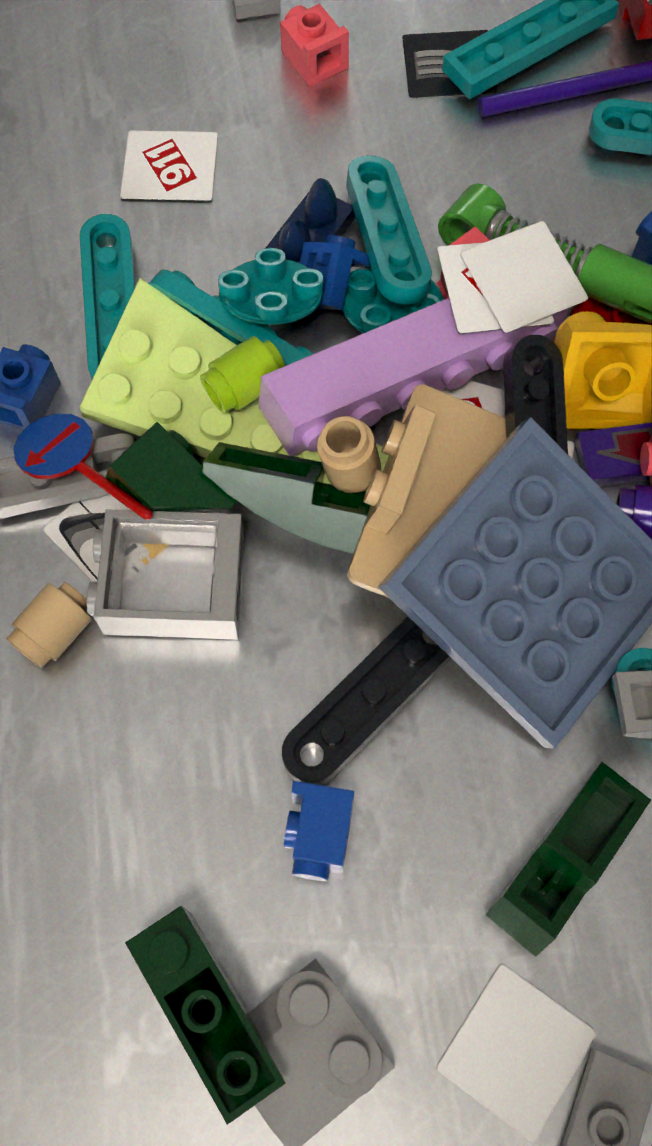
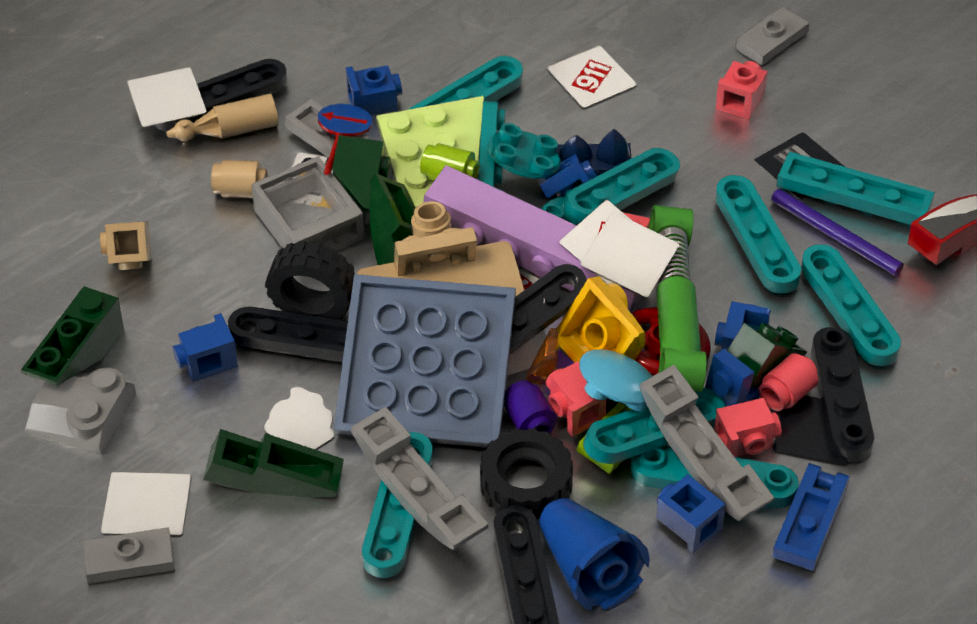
camera: 55 degrees right, 20 degrees down
(66, 832) = (126, 244): none -> tan brick
(320, 639) = (314, 262): none -> black tyre
(497, 779) = (301, 419): none -> white sticker
(533, 151) = (758, 234): none -> teal plate
(607, 451) = (545, 360): none -> clear orange slope

